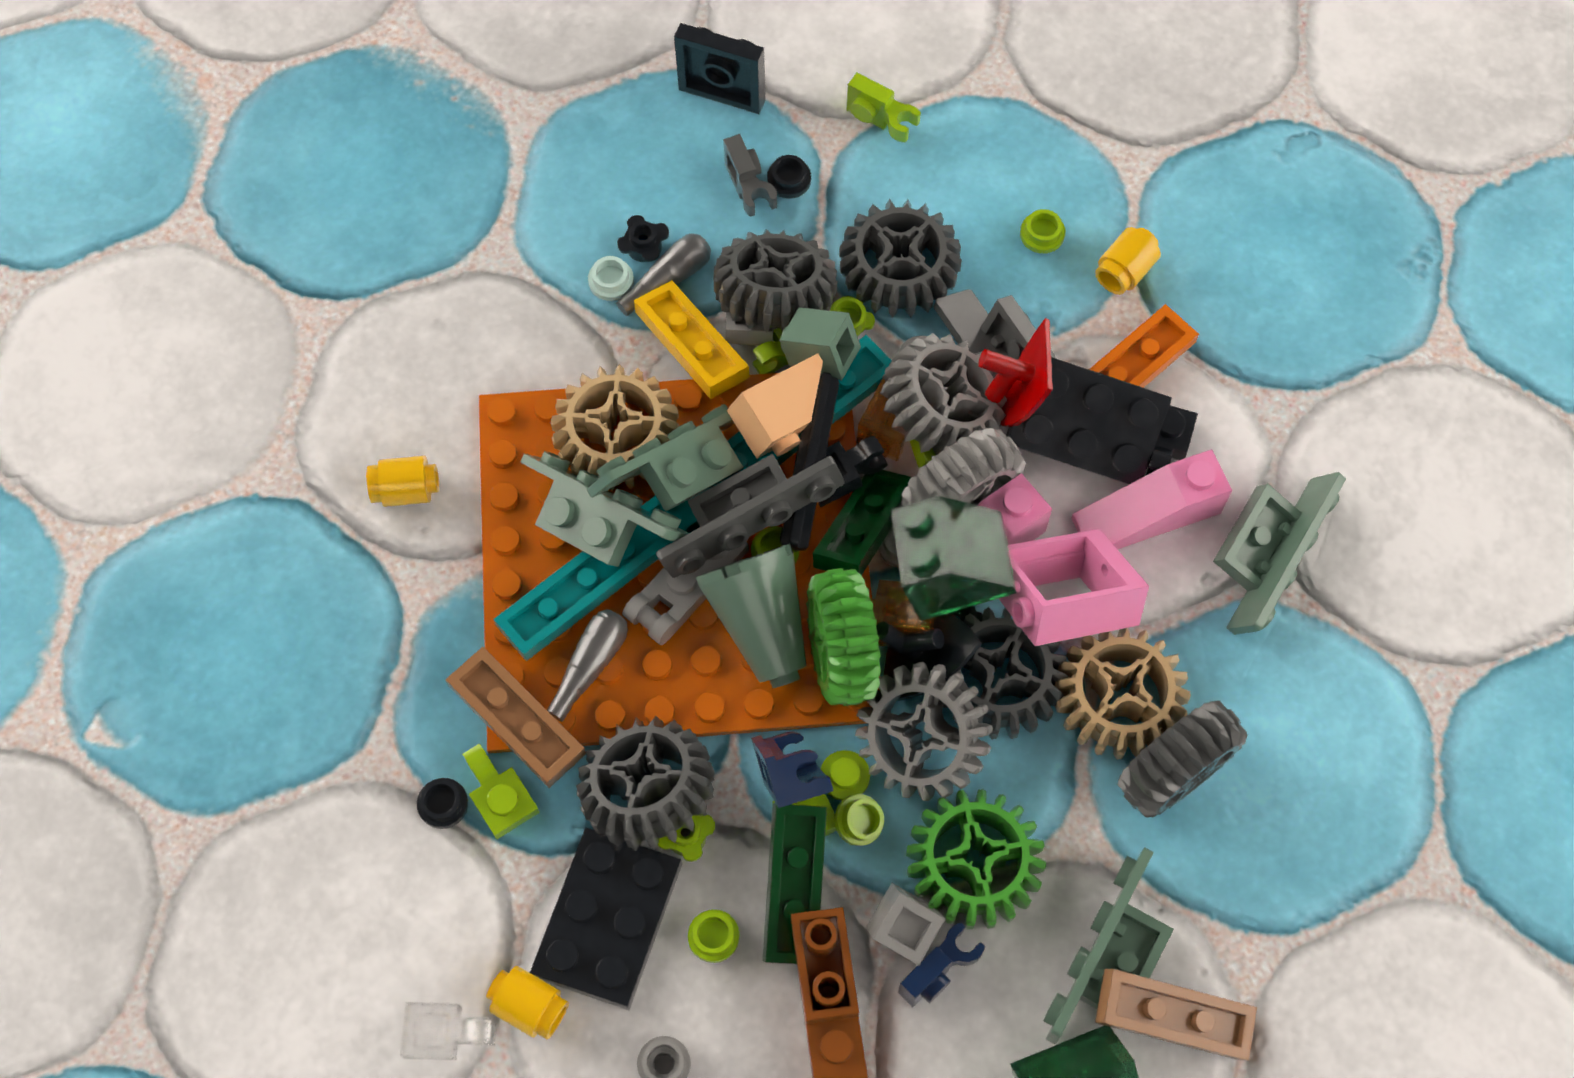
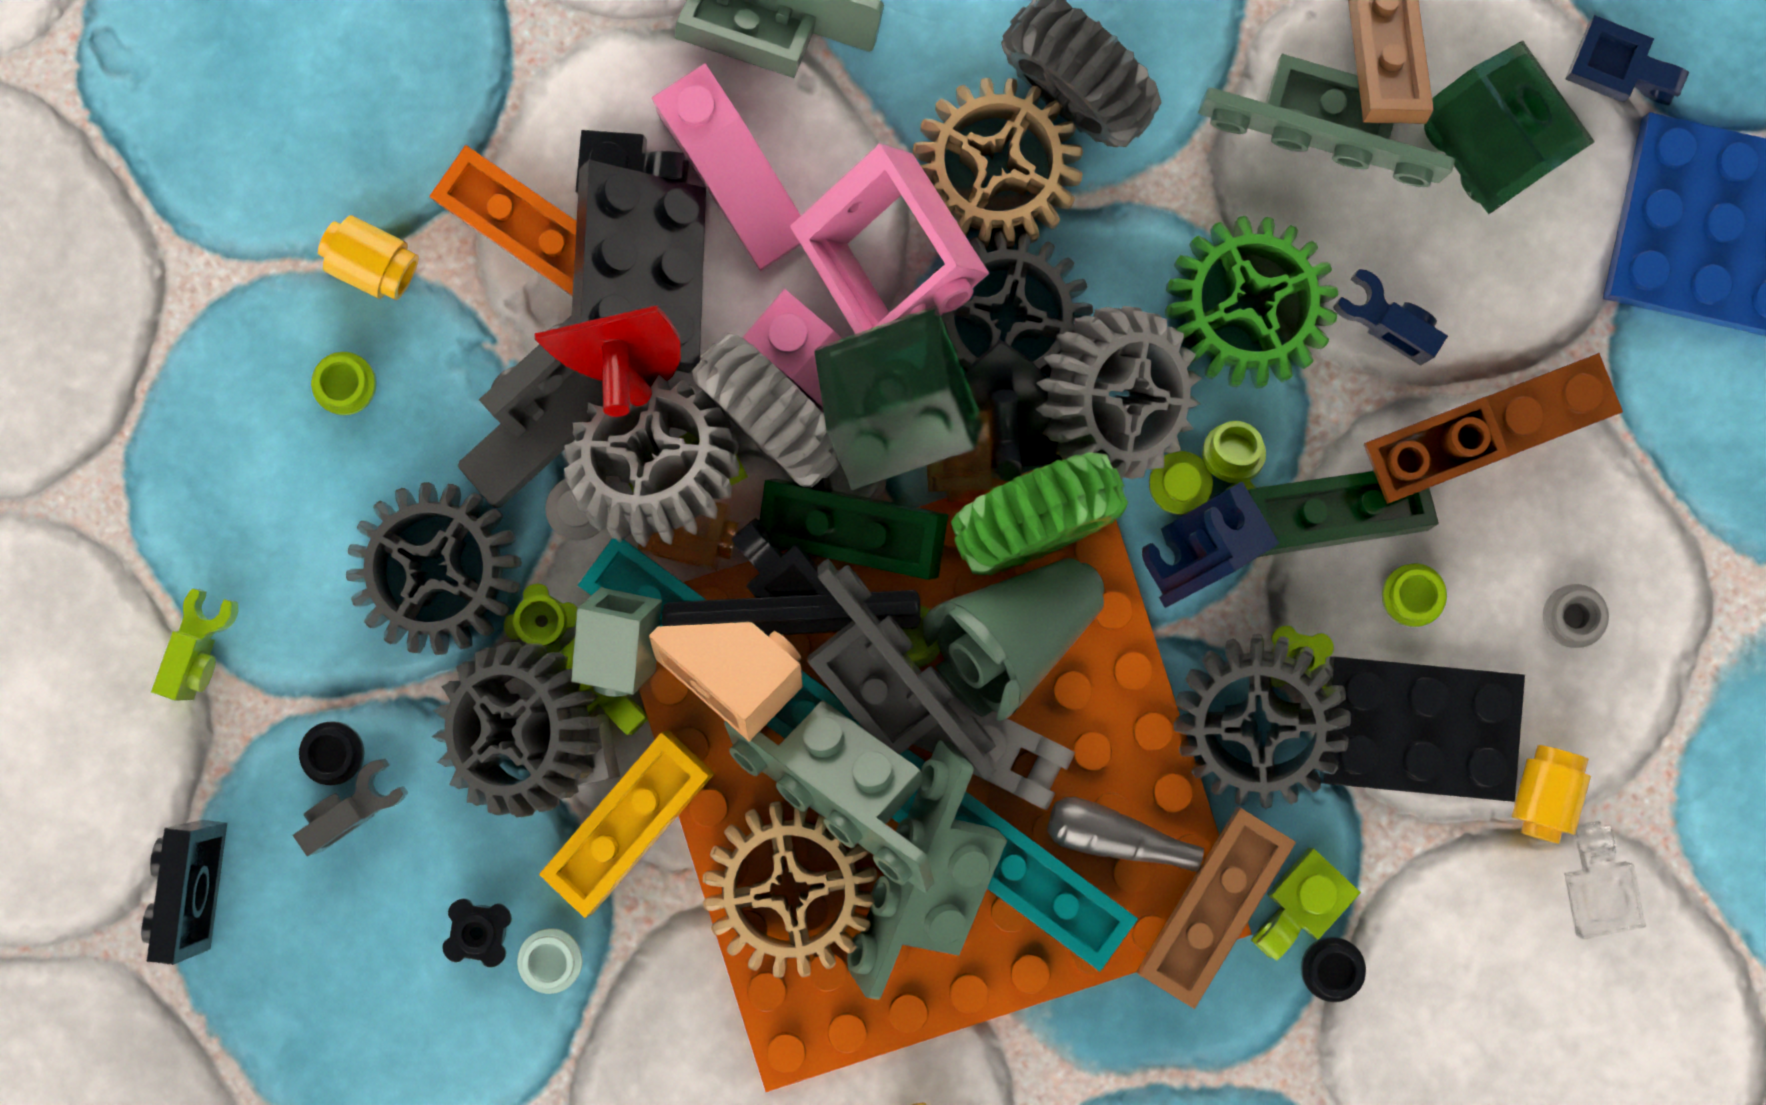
camera: 105 degrees left, 20 degrees up
(676, 264) = (514, 879): flat silver piece -> none
(905, 924) = (1359, 367): light grey brick -> none

